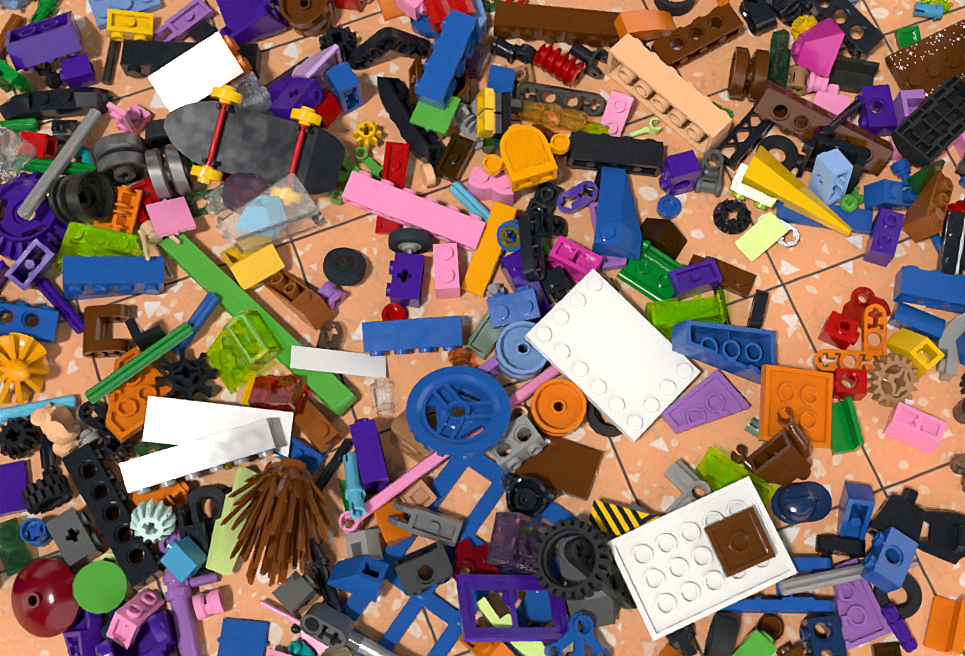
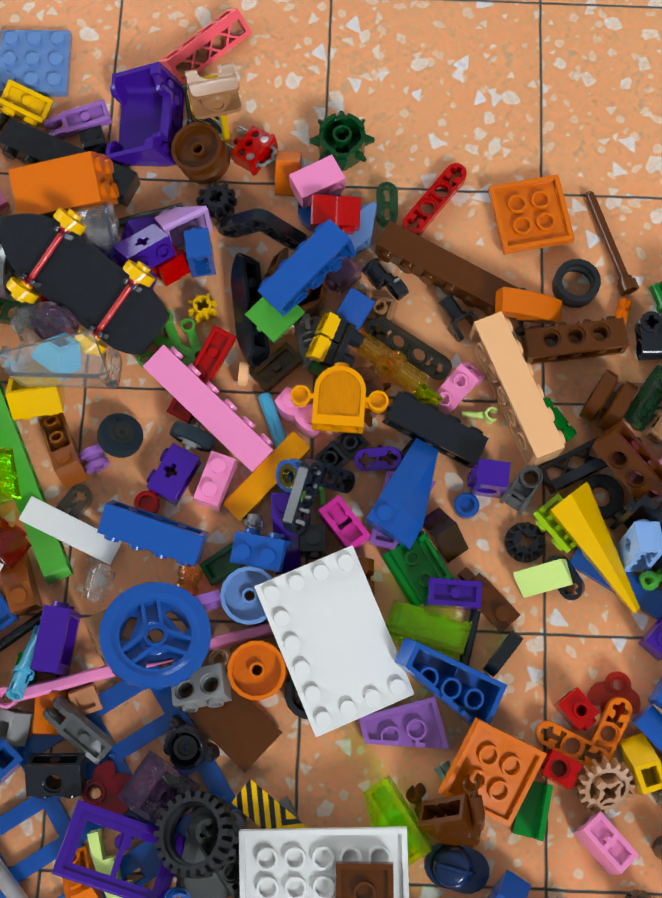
camera: 20 degrees right, 5 degrees up
(558, 65) = (422, 312): red piece -> none
(686, 483) = (350, 798): light grey piece -> none

